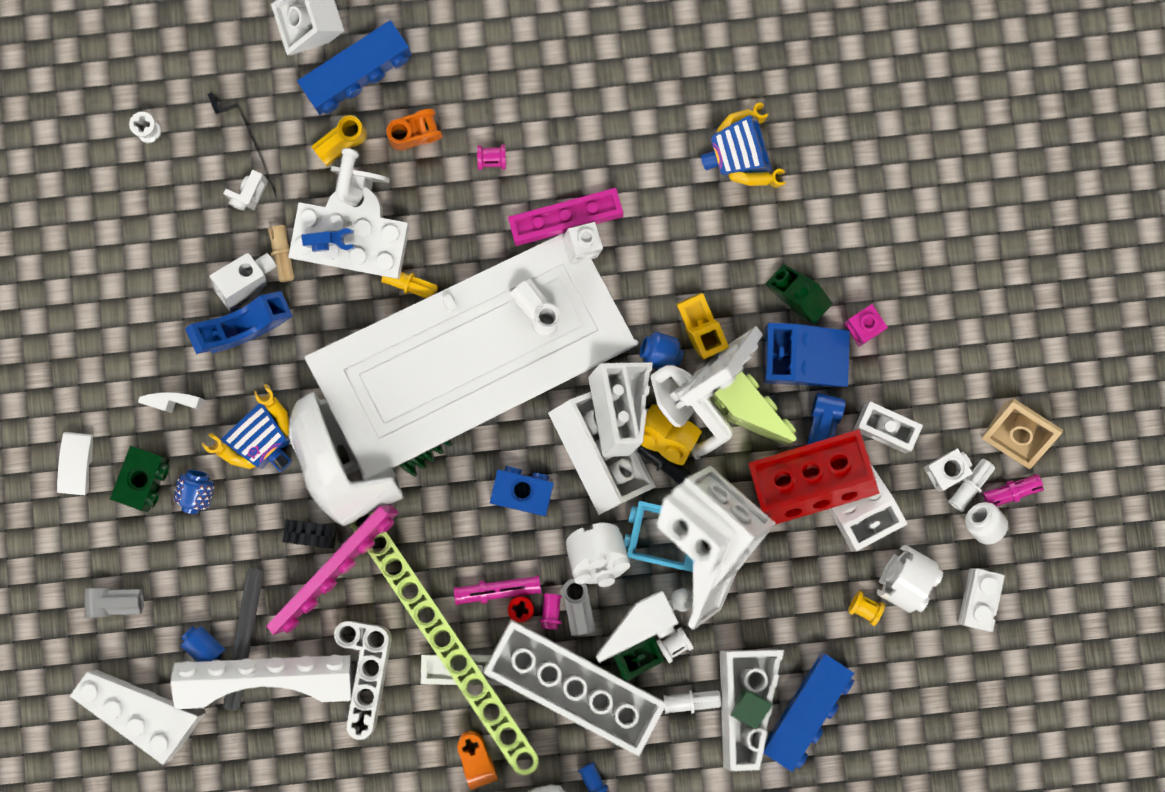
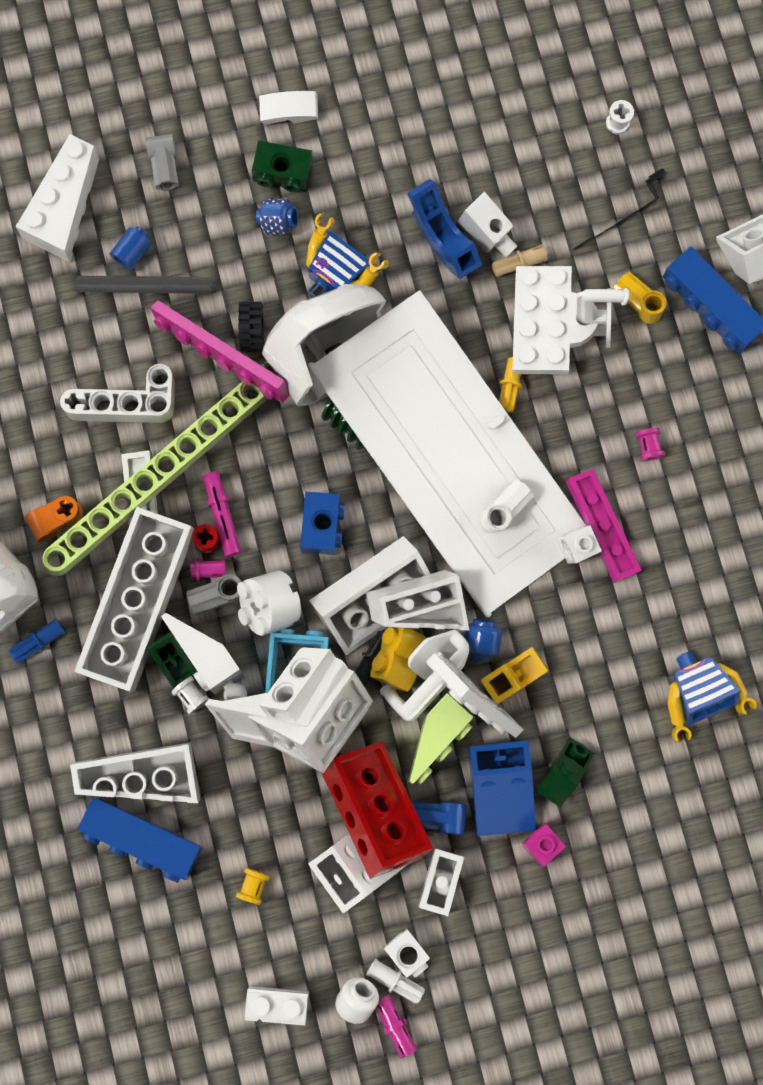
camera: 75 degrees right, 5 degrees down
(167, 401) = (359, 180): white slope -> none
(203, 682) = (115, 356): white arch -> none
(252, 190) = (575, 223): white bracket -> none
(322, 240) = (536, 291): blue plate -> none
(415, 130) = (663, 367): orange piece -> none
(692, 701) = (136, 721): white axle -> none
(750, 709) = (133, 775): dark green slope -> none
(909, 580) = (286, 925): white brick -> none
(1021, 433) = (456, 1026): tan slope -> none

